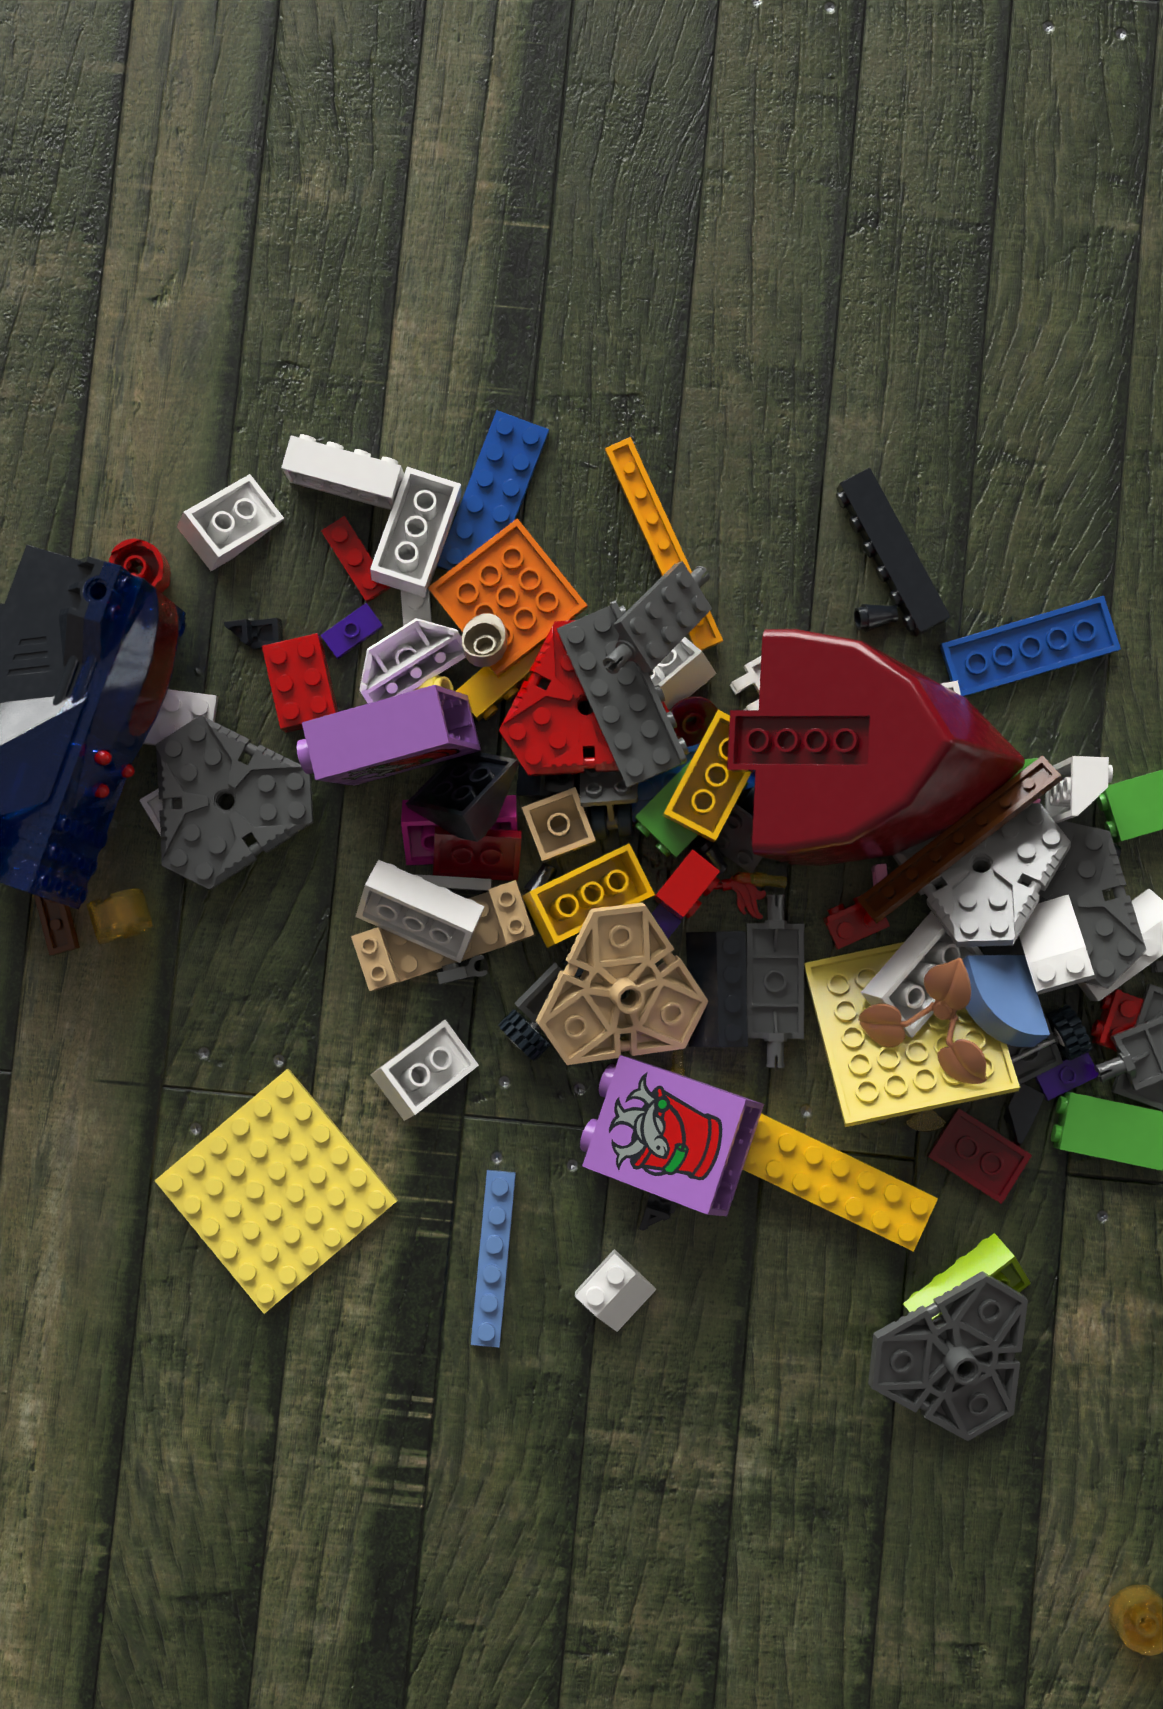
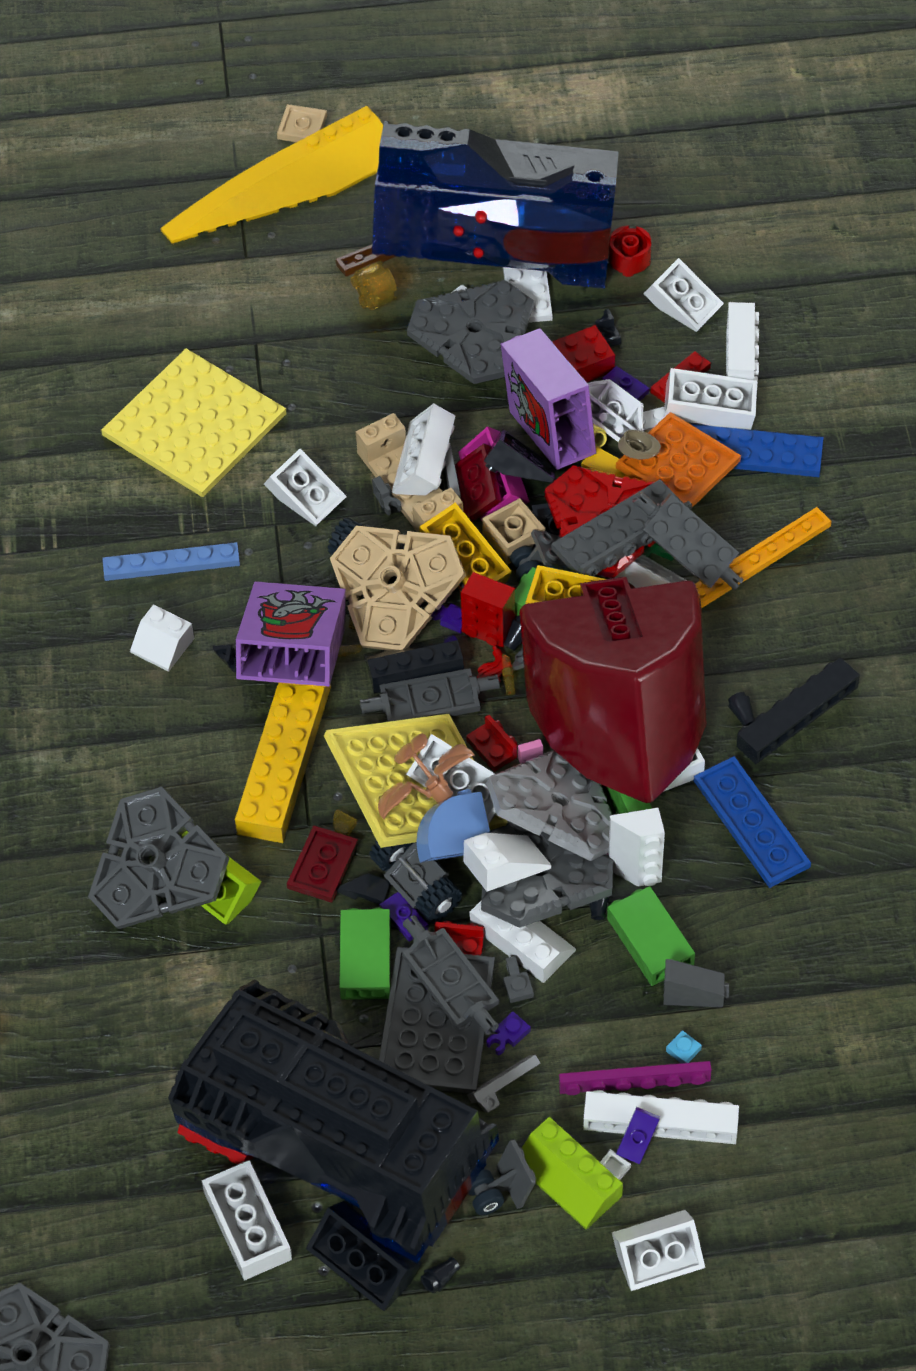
camera: 75 degrees right, 30 degrees down
(960, 839) = (567, 767): reddish brown plate -> none

